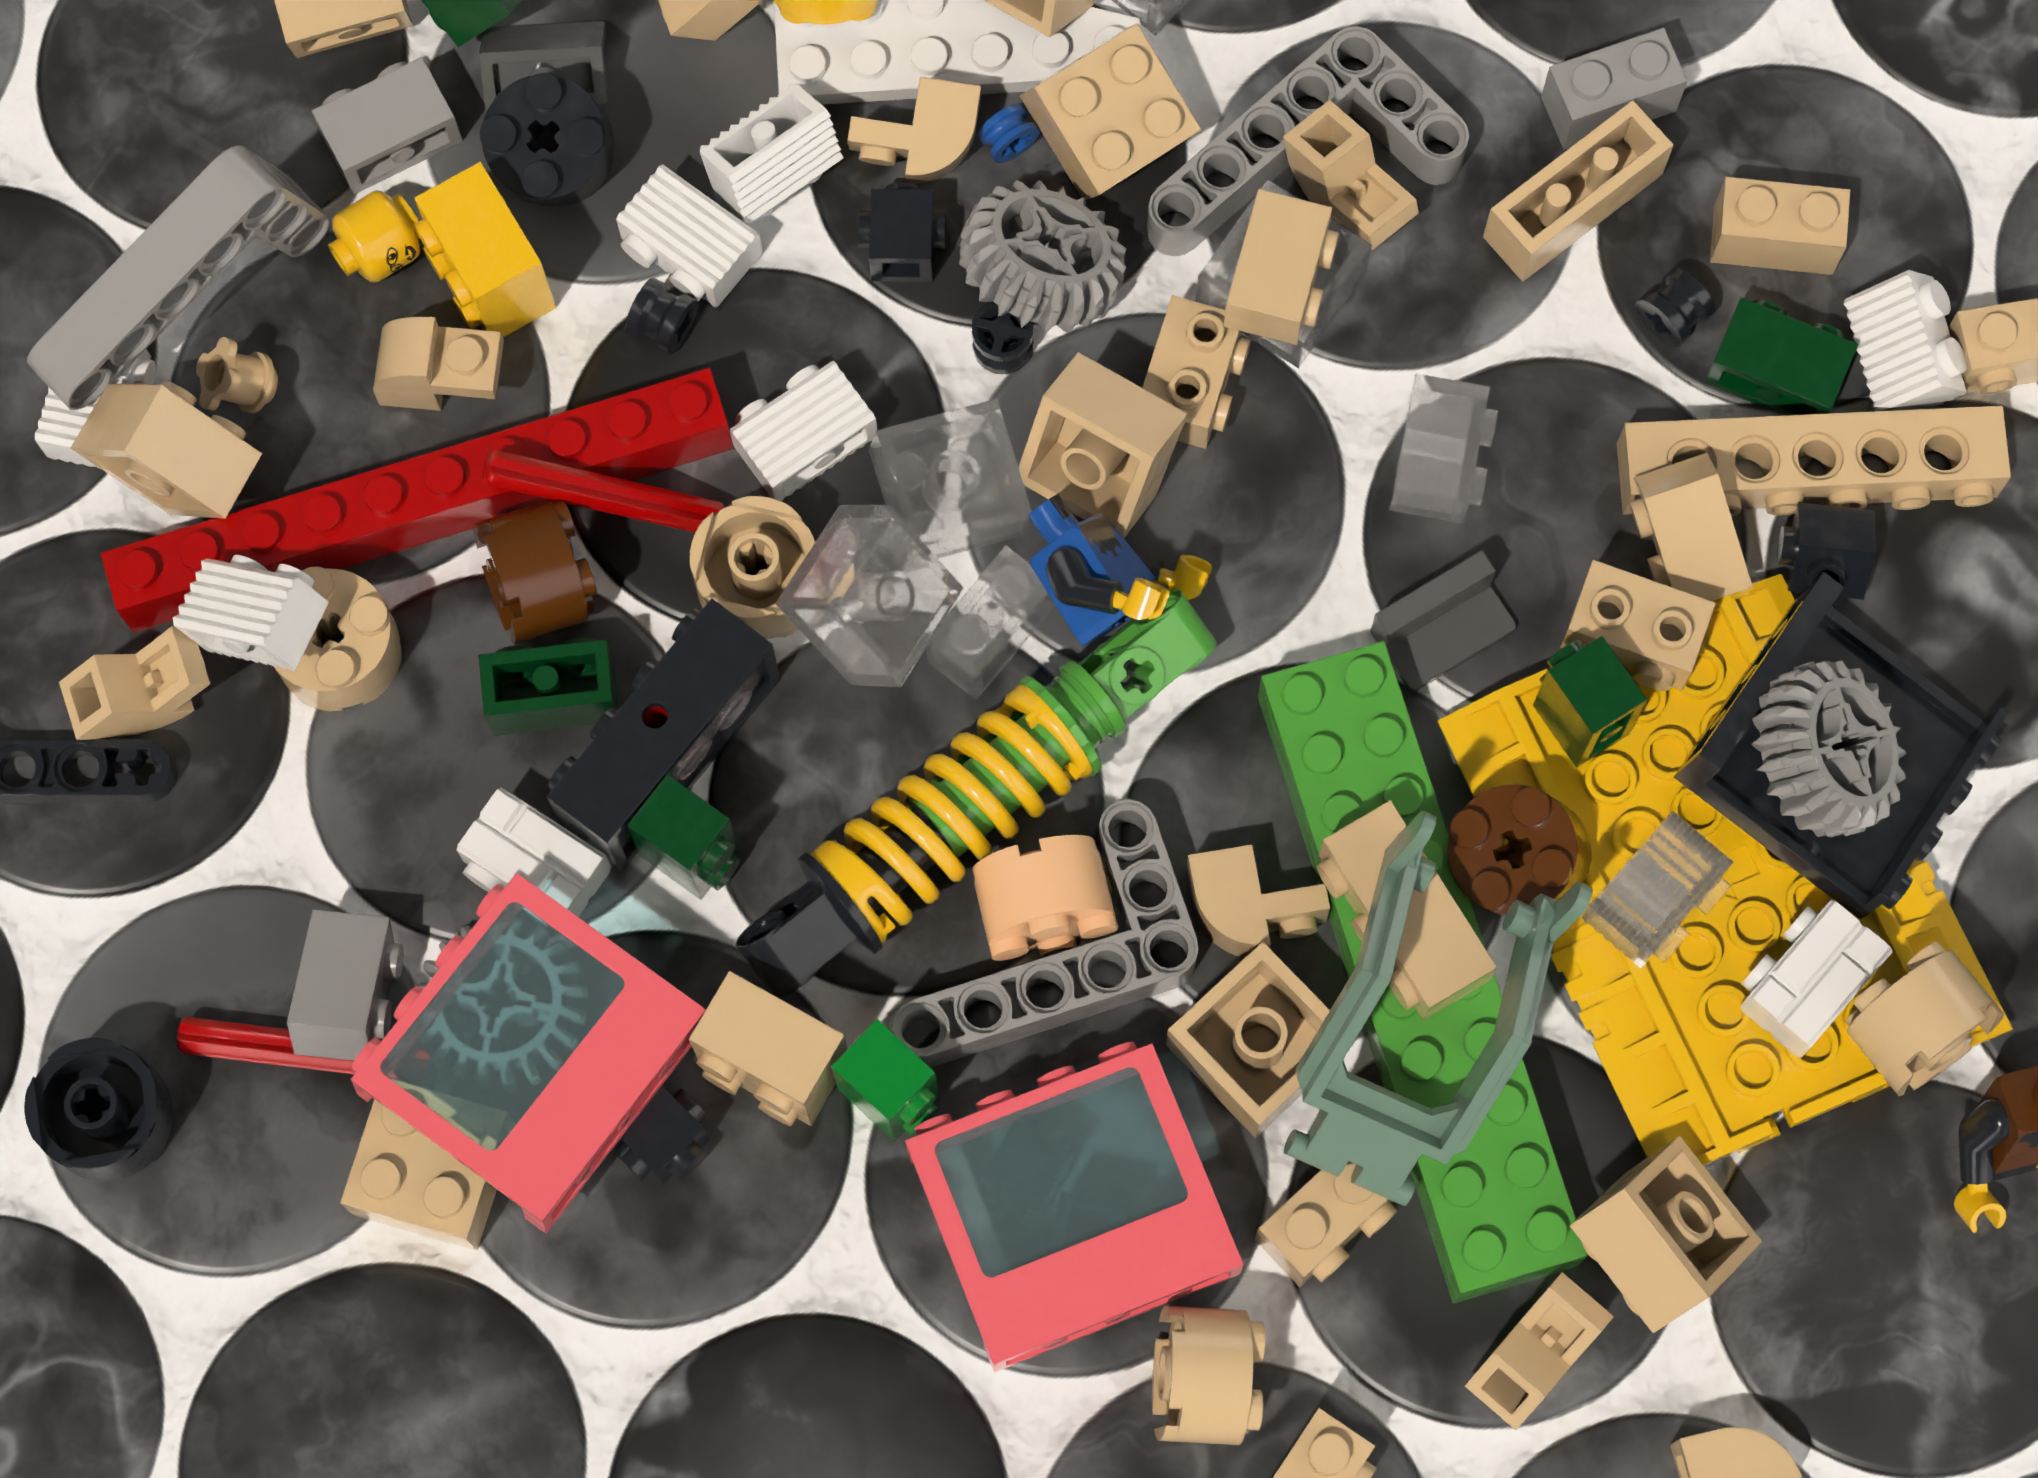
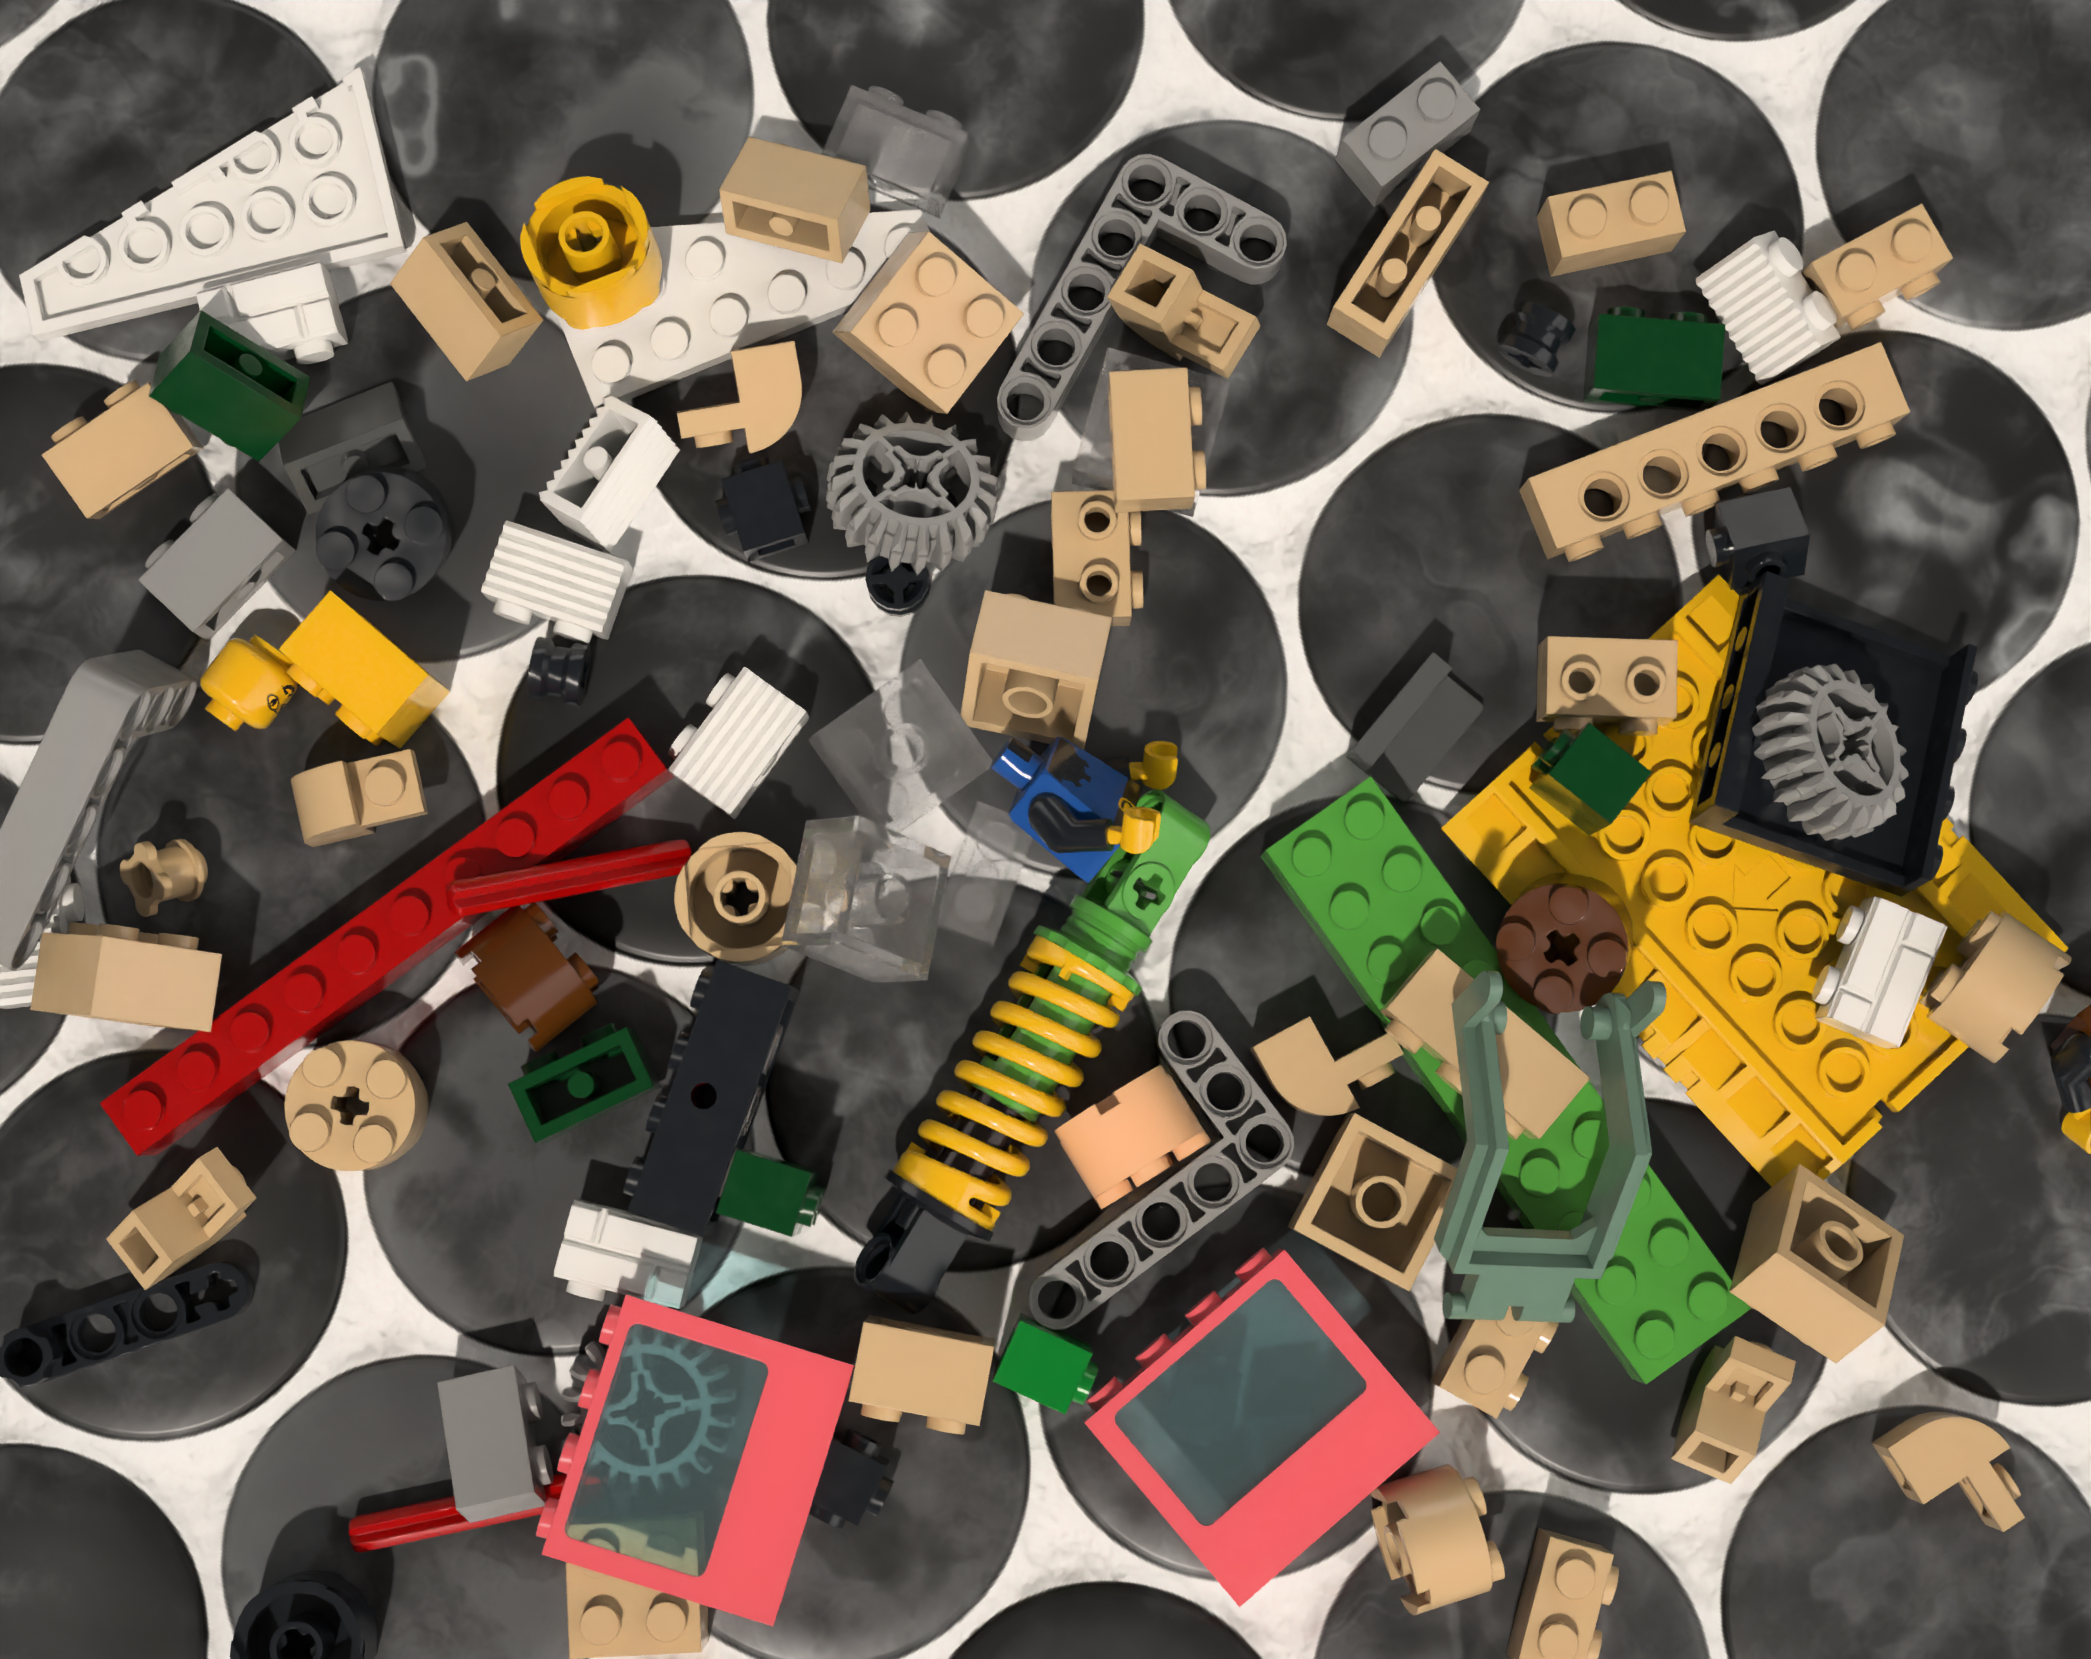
camera: 25 degrees left, 10 degrees up
(251, 611) = (273, 1122): white brick -> none
(1008, 133) = (833, 371): blue bush -> none
(1441, 449) = (1359, 556): clear brick -> none
(1658, 891) = (1710, 936): clear brick -> none
(1690, 529) = (1626, 567): tan brick -> none

